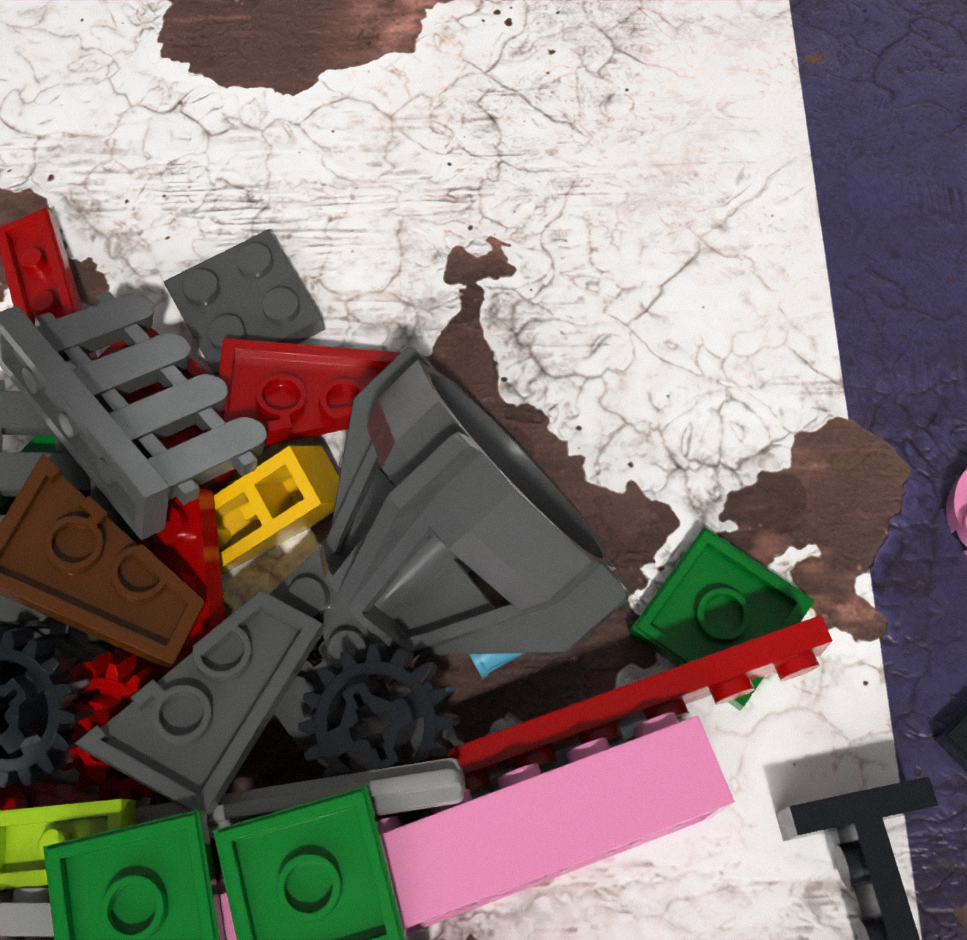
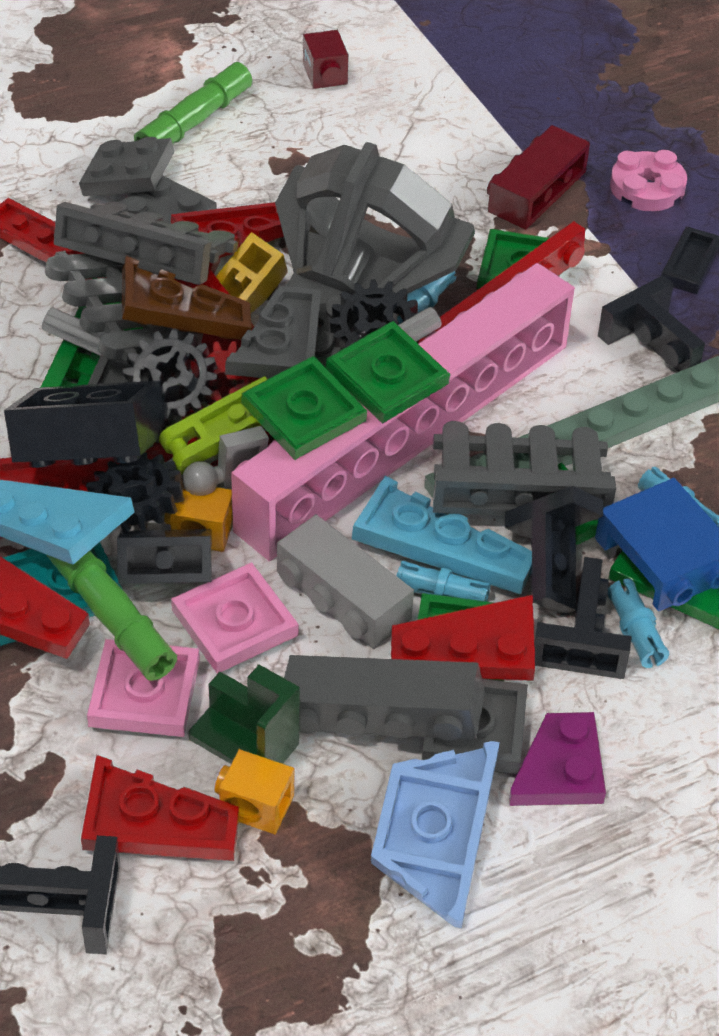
camera: 30 degrees left, 20 degrees down
(228, 210) = (127, 166): none -> dark grey plate
(383, 125) = (199, 105): none -> bright green piece
(617, 92) = (325, 59): none -> dark red brick
(831, 447) = (538, 177): none -> dark red brick

